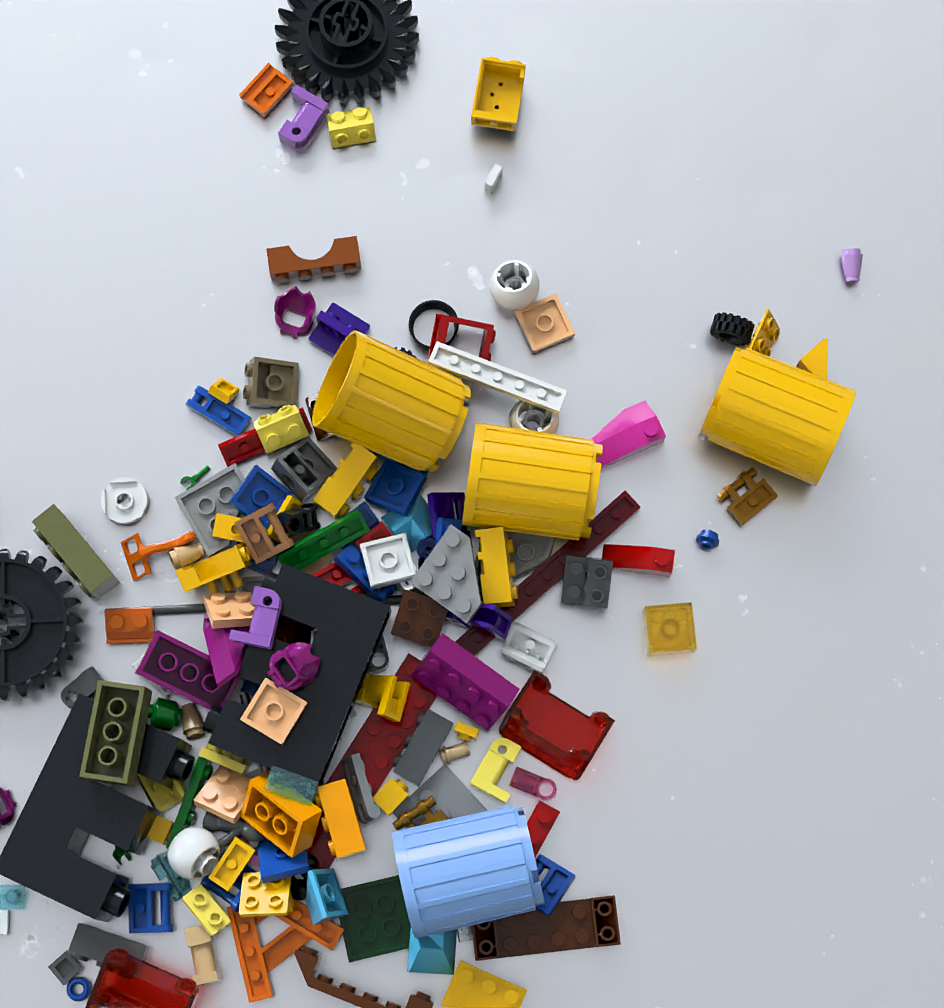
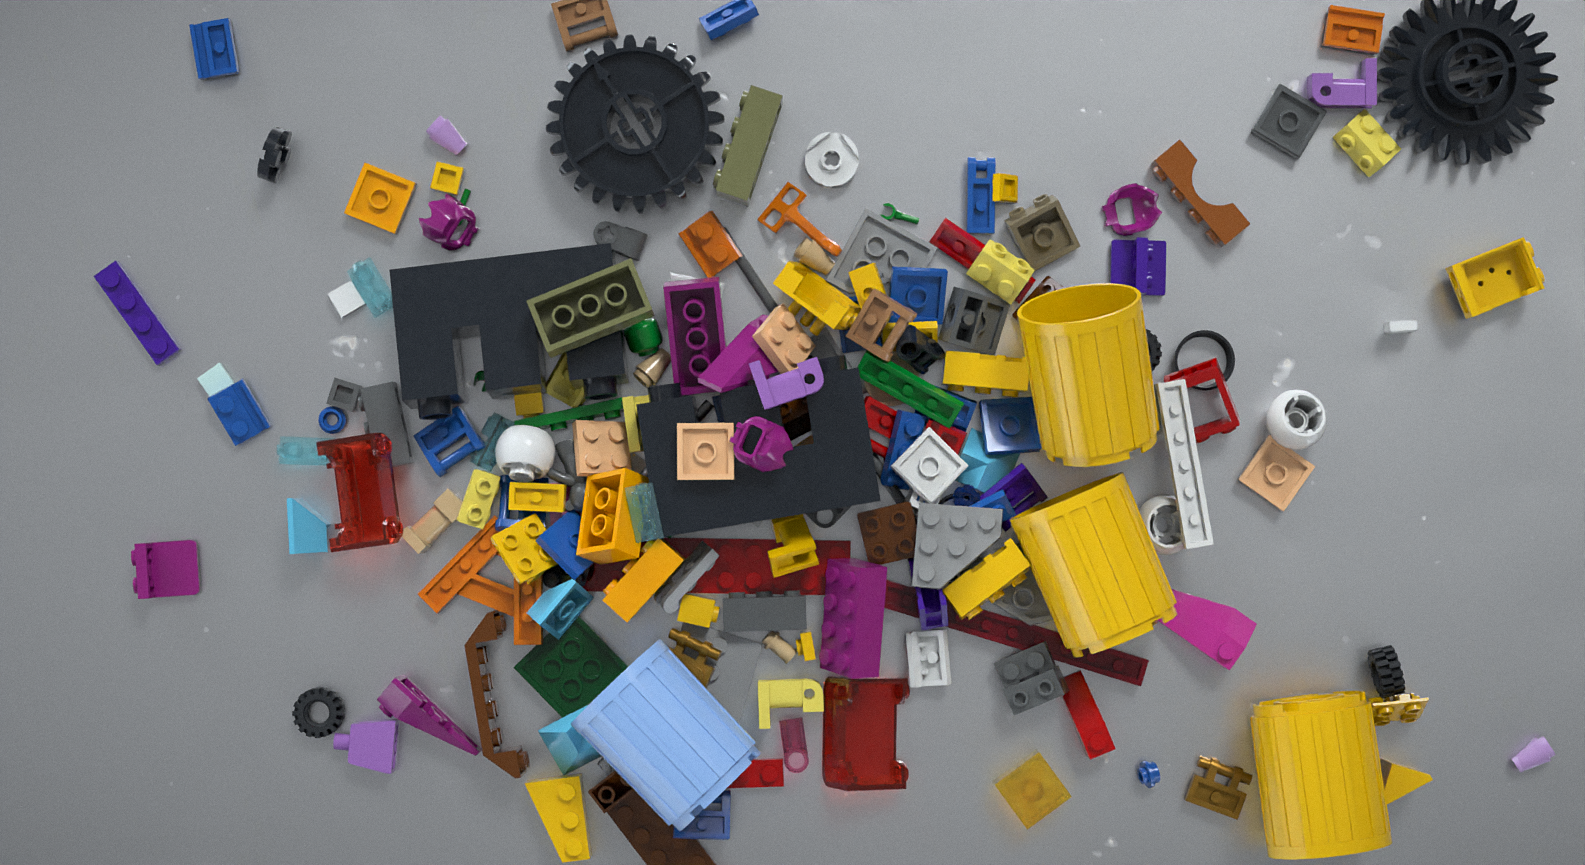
camera: 65 degrees right, 10 degrees up
(302, 169) = (1288, 121): none -> dark grey plate

